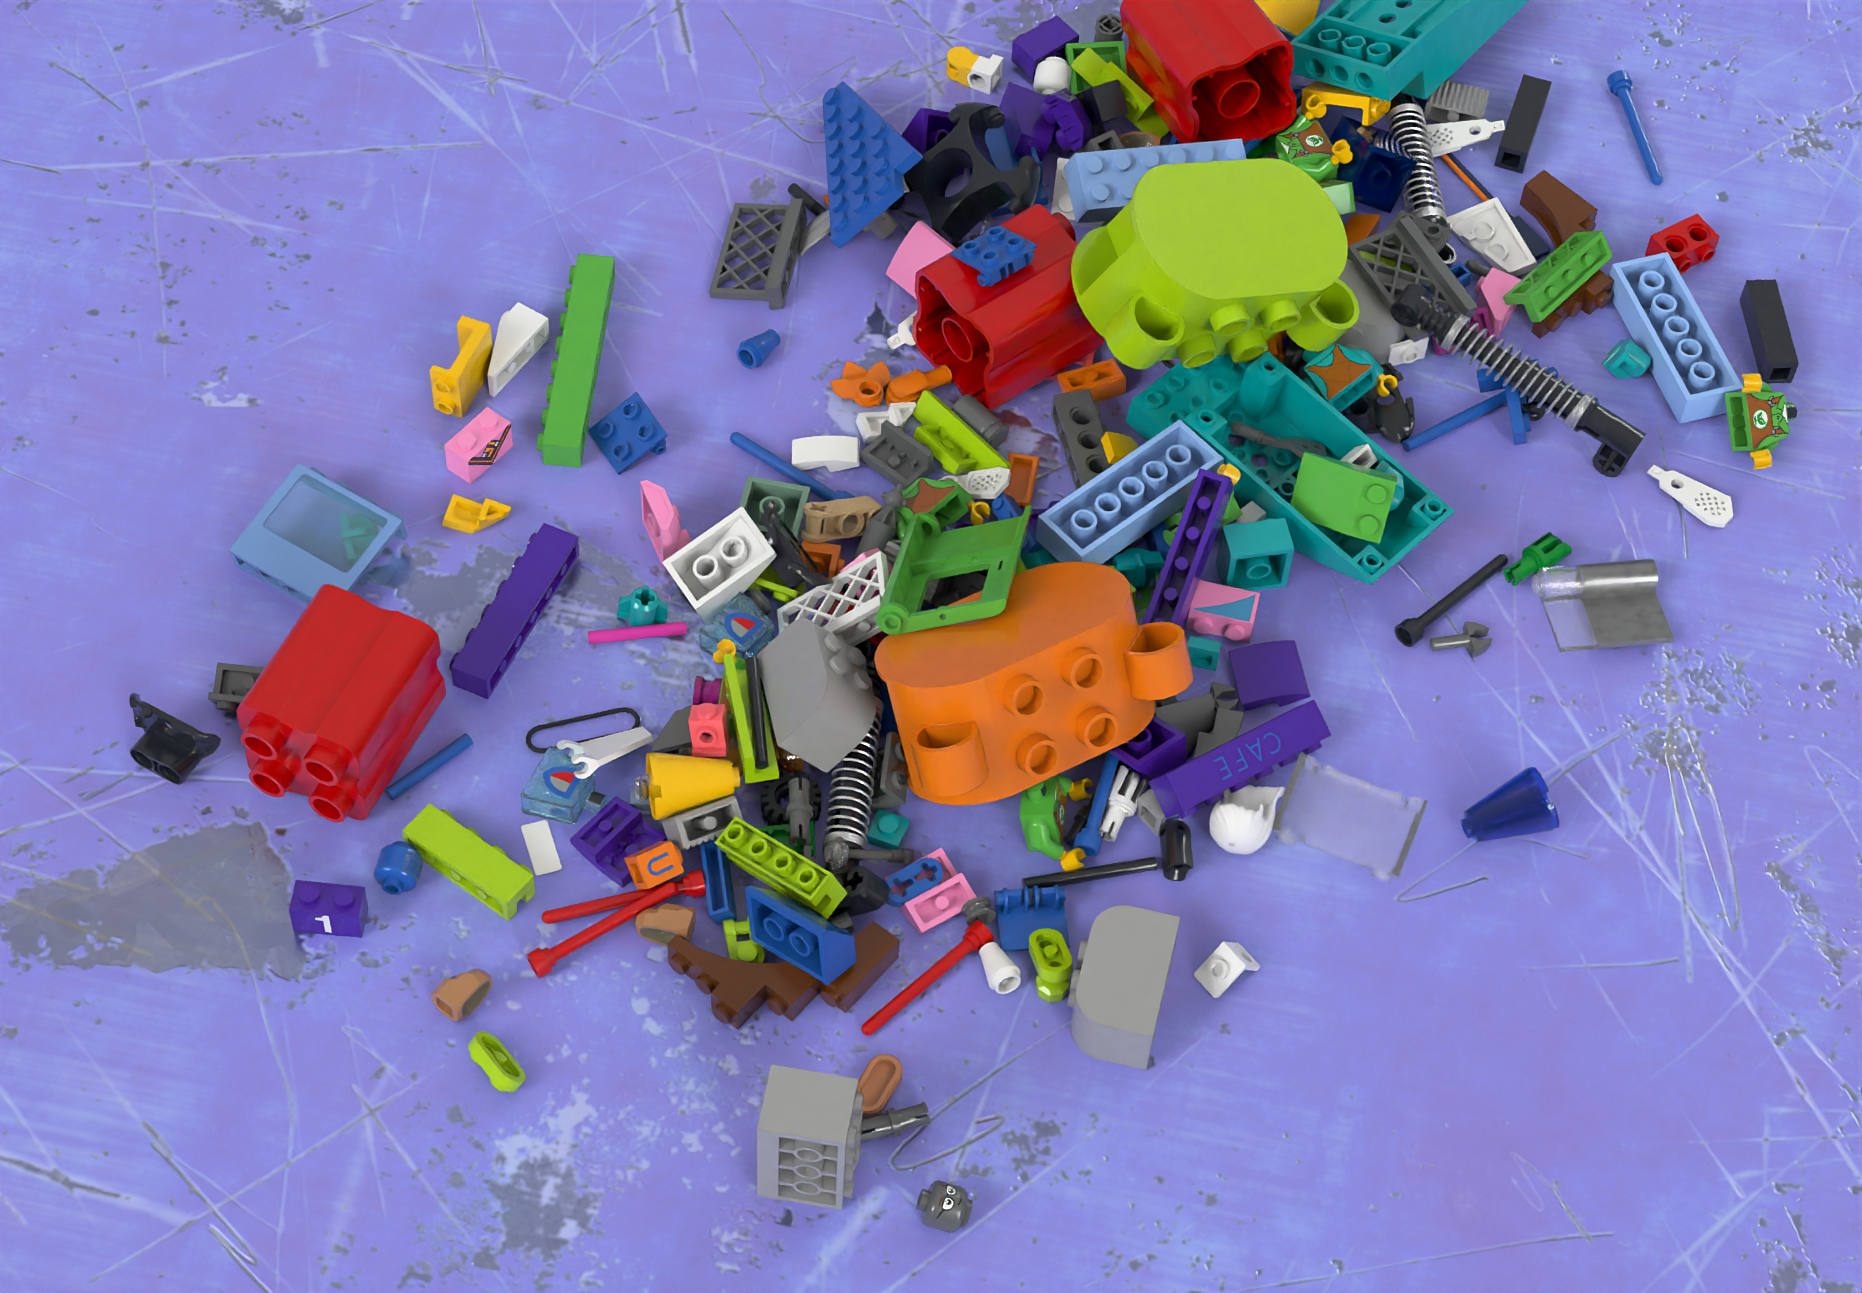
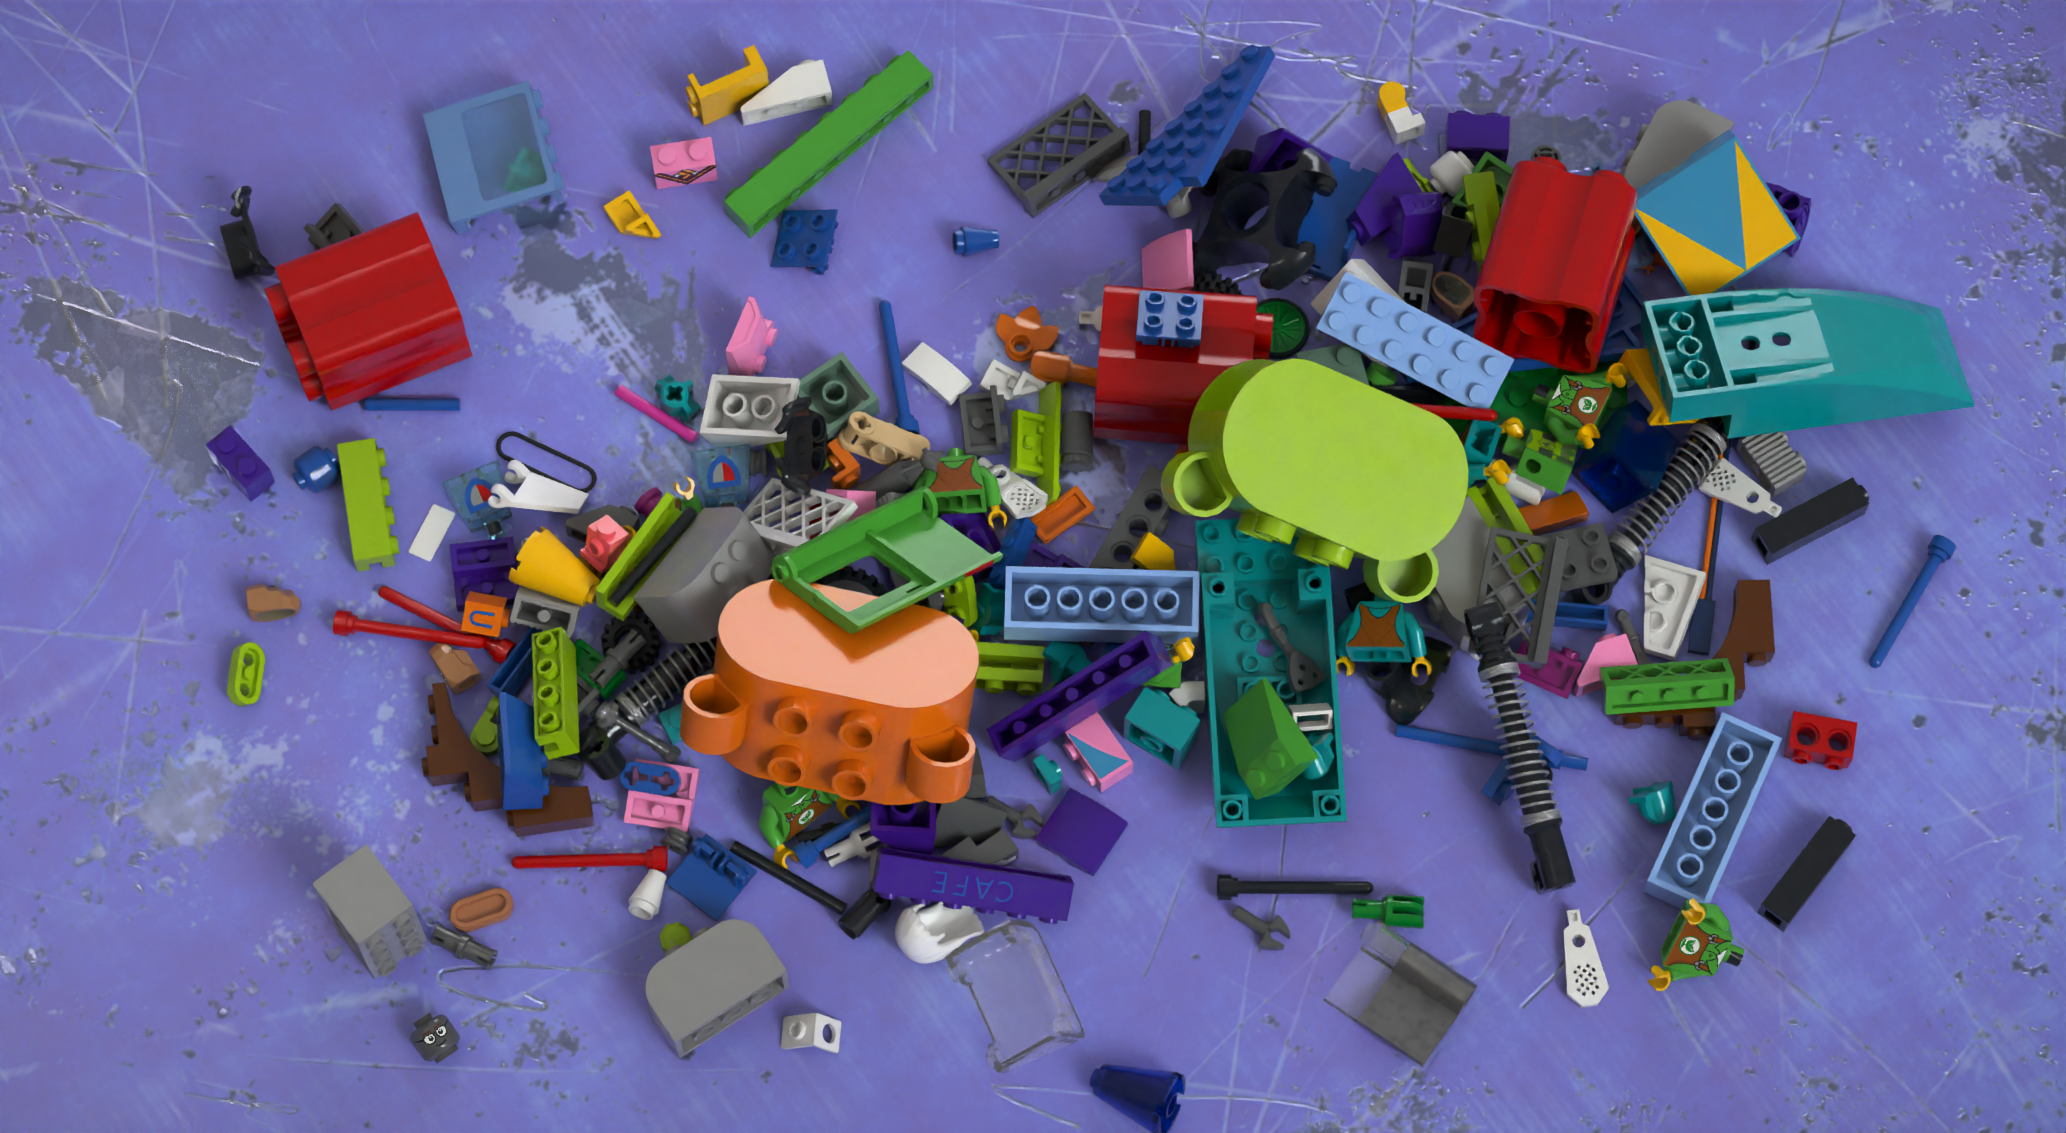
camera: 45 degrees right, 15 degrees up
(514, 610) = (583, 325): dark purple brick -> none
(1050, 955) = (685, 920): lime plate -> none

